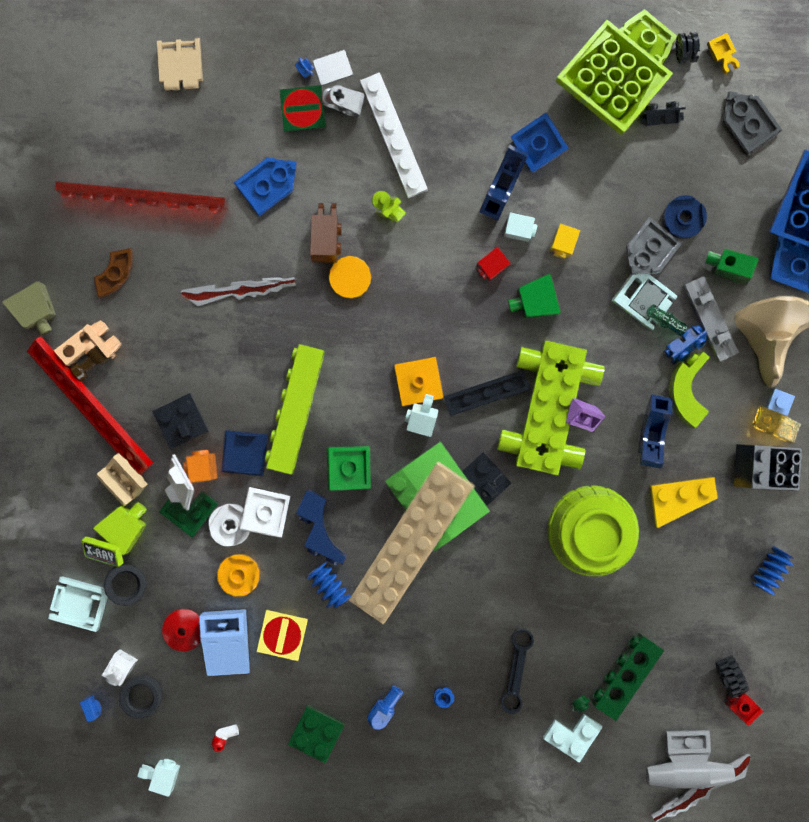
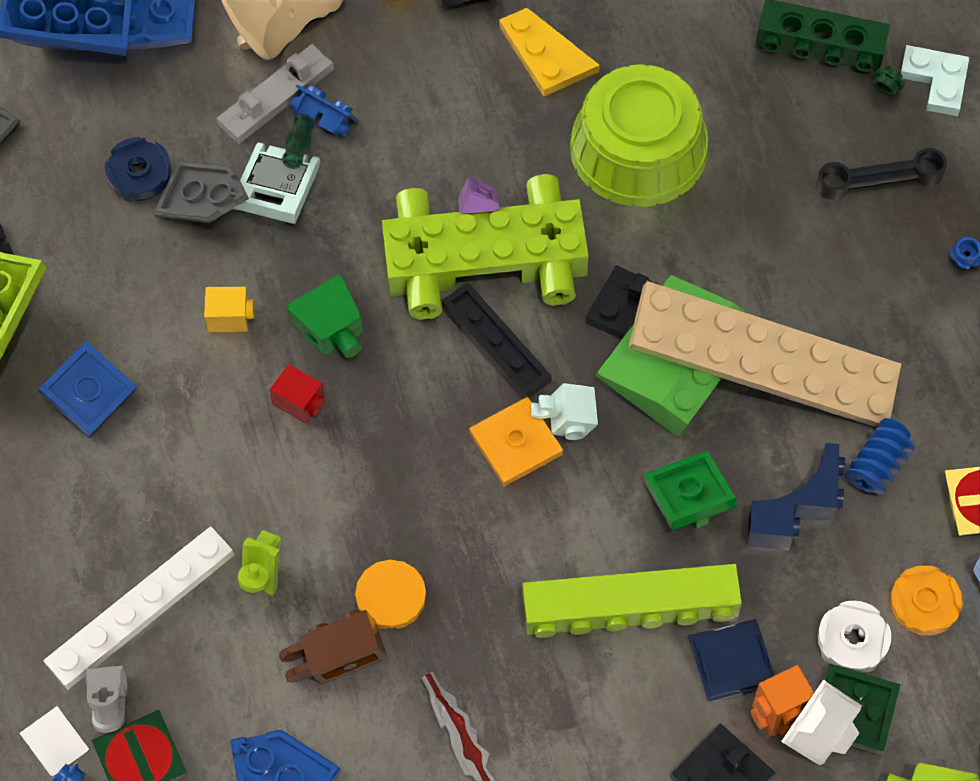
camera: 110 degrees left, 25 degrees down
(264, 512) = (812, 589): white plate -> none
(503, 182) = (166, 420): dark blue arch -> none
(520, 227) = (227, 376): light aqua brick -> none
(654, 431) = (467, 110): dark blue arch -> none
(681, 391) = (392, 94): lime arch -> none
(741, 266) = (190, 80): green torso -> none

